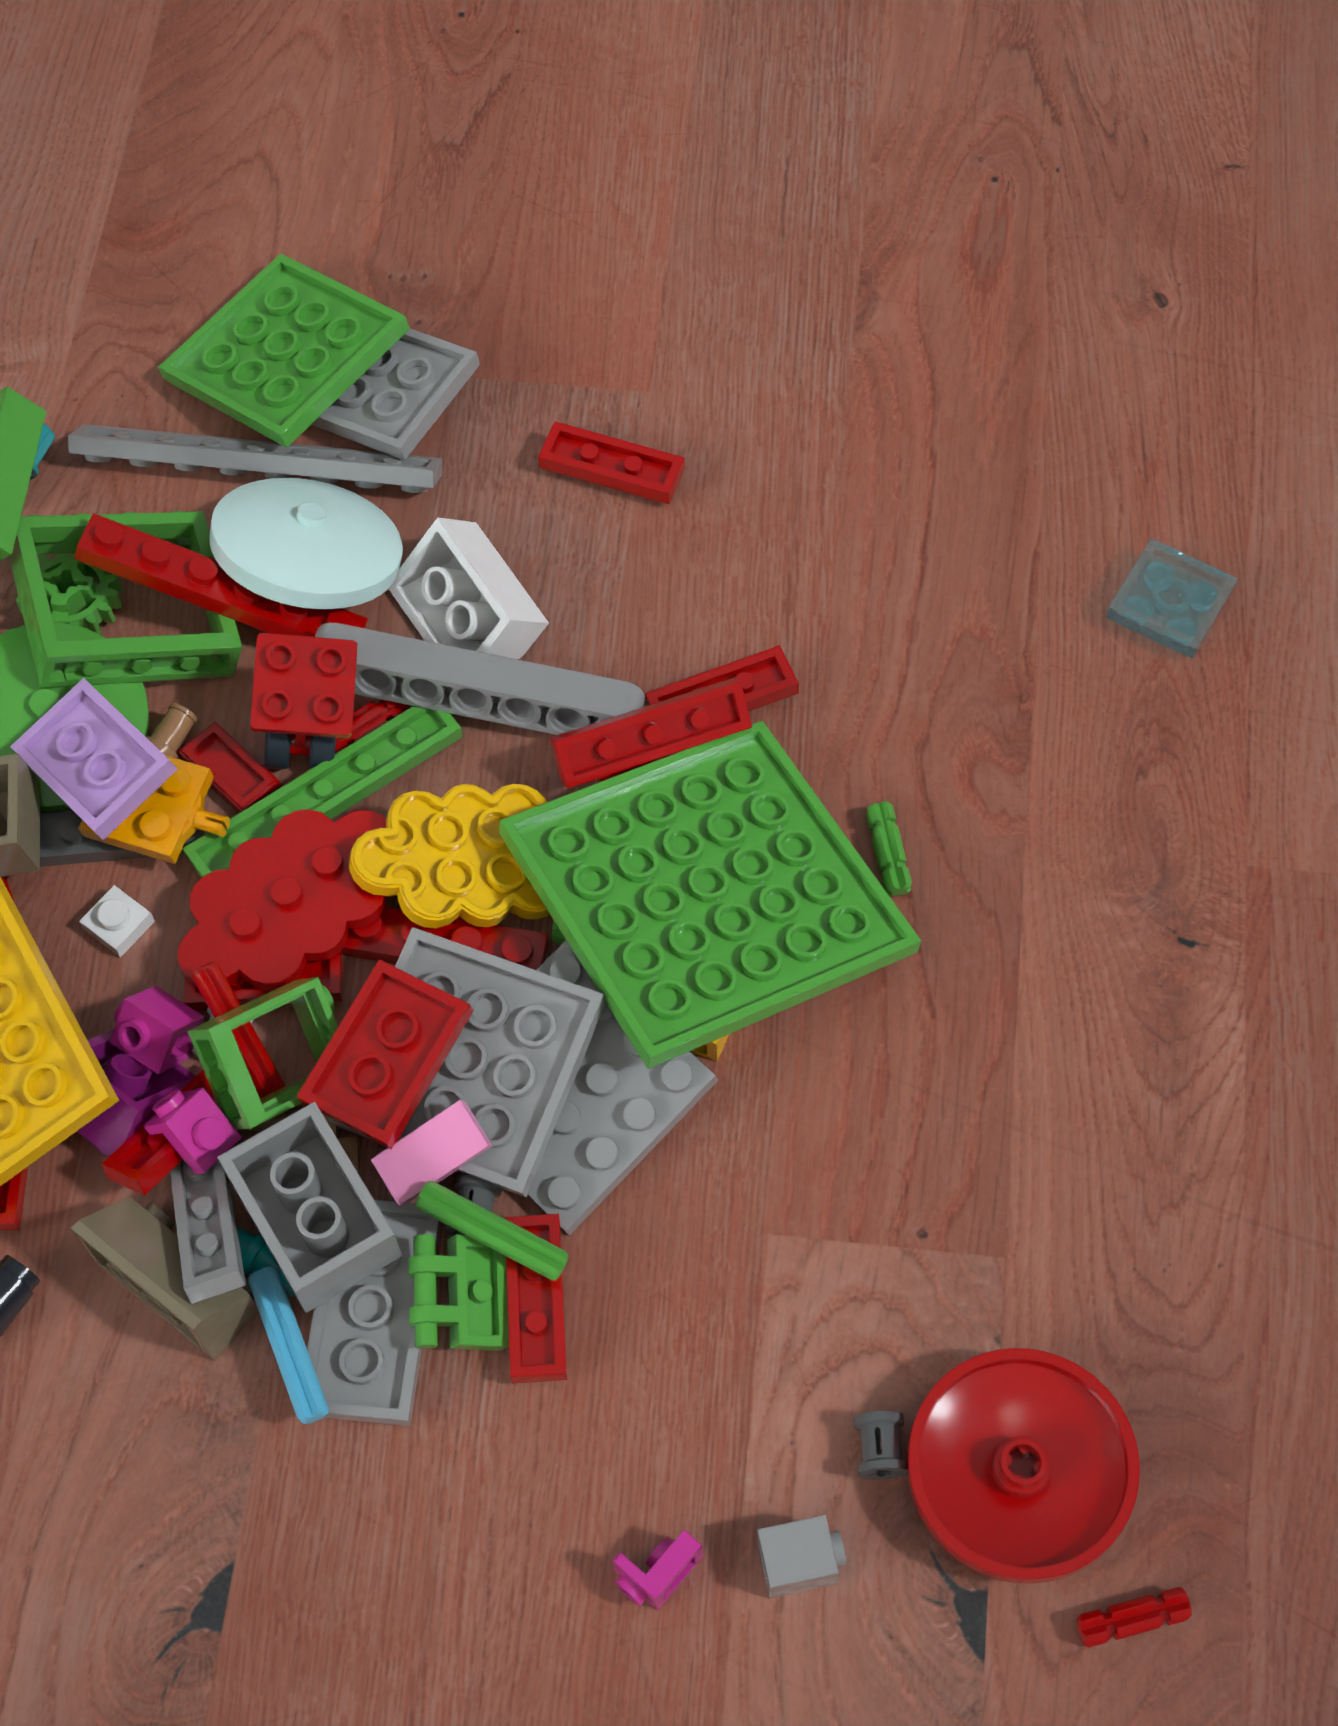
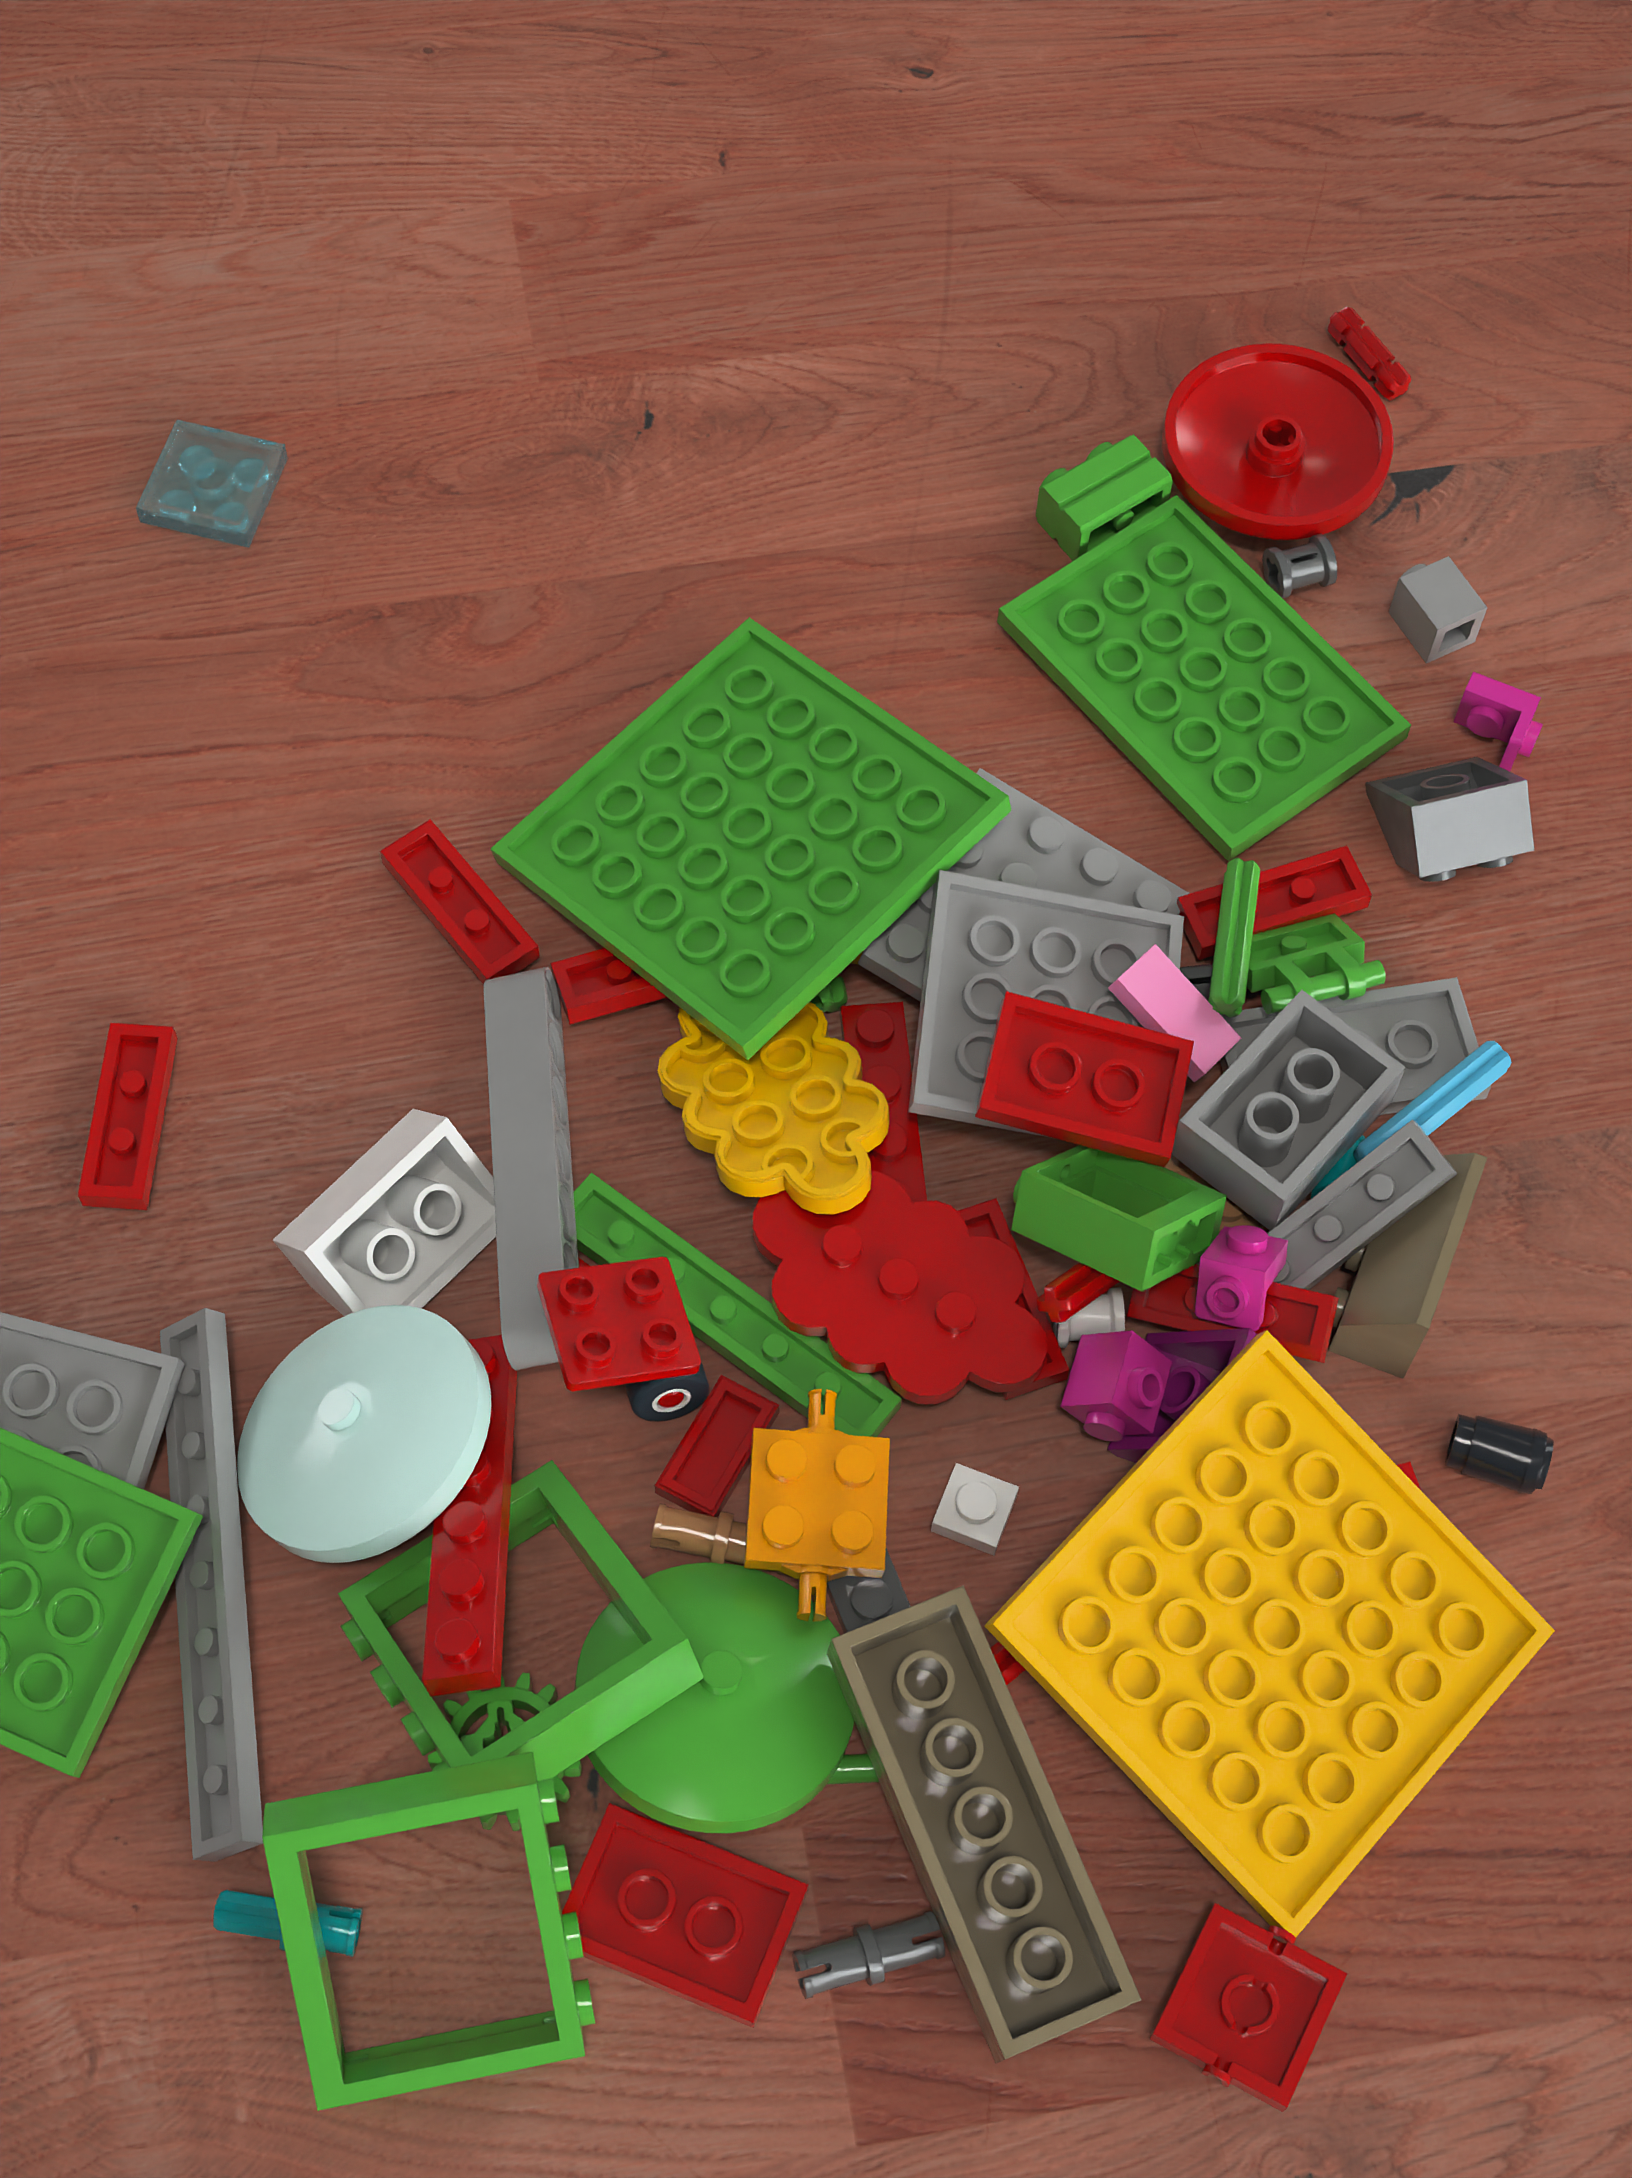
camera: 110 degrees left, 0 degrees up
(94, 758) = (796, 1558): lavender plate -> none
(573, 1481) = (1453, 817): none -> slope
(650, 732) = (558, 939): red plate -> none
(785, 1318) = (1203, 676): none -> bright green plate
(888, 849) = (619, 697): bright green axle -> none
(1001, 1288) = (1101, 495): none -> bright green brick

